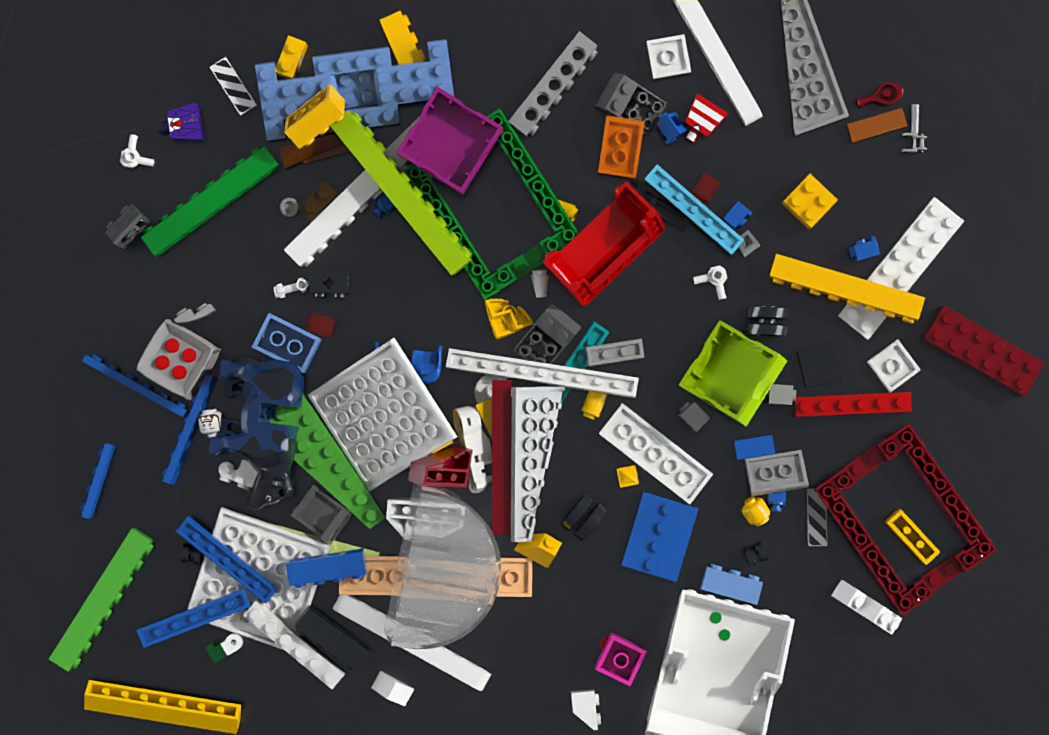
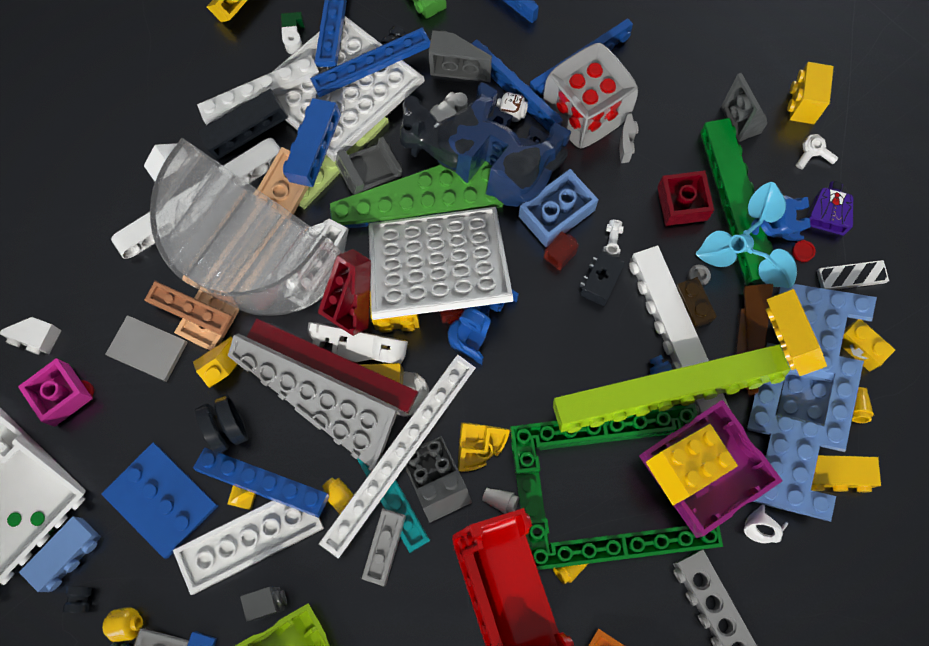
camera: 120 degrees right, 15 degrees down
(86, 179) = (810, 93): none -> yellow brick
(188, 492) = (457, 58): none -> dark grey slope
(212, 160) = (787, 225): none -> blue animal
(228, 132) = (804, 251): none -> red piece
(230, 244) = (685, 198): none -> dark red brick
(263, 199) = (721, 248): none -> medium azure plant
(341, 44) = (863, 410): none -> yellow cone
(455, 155) = (691, 464): none -> yellow brick
(466, 89) = (759, 517): none -> white piece
(508, 594) = (189, 308): none -> nougat tile
(553, 613) = (146, 348): none -> light grey tile
(611, 466) = (262, 482): none -> blue plate

